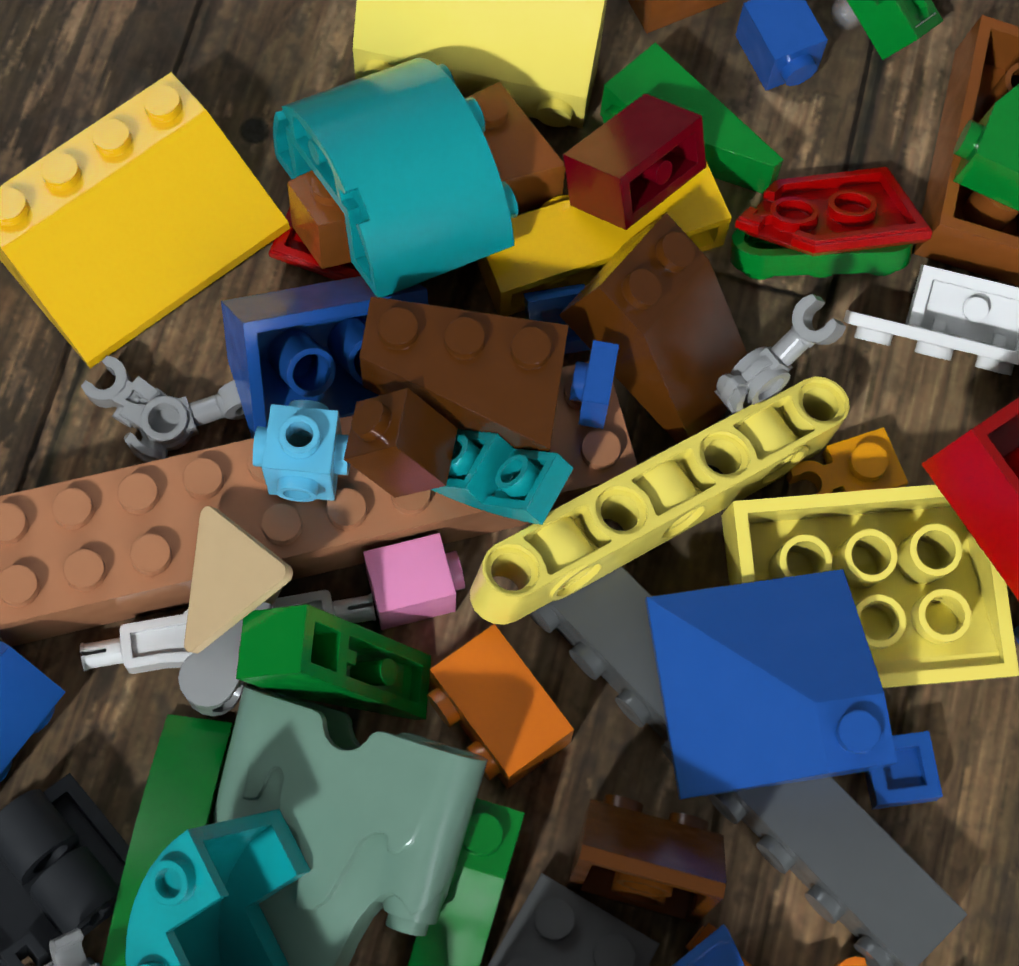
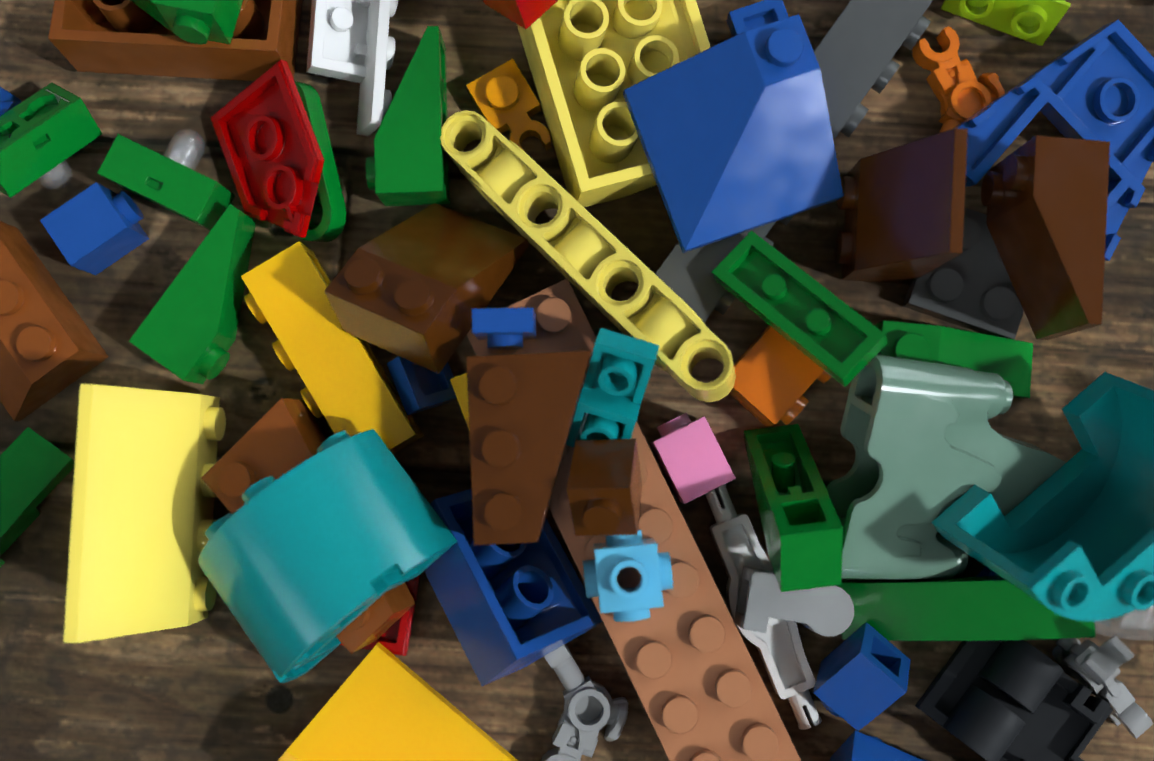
camera: 90 degrees left, 15 degrees up
(123, 712) = (862, 677): none -> blue brick
(228, 579) = (751, 612): tan piece -> none
(555, 700) = (800, 308): none -> green plate
(635, 161) = (265, 334): dark red brick -> none
(767, 369) = (445, 175): light grey piece -> none
(824, 113) = (168, 178): none -> green piece
(864, 367) = (408, 152): none -> green slope

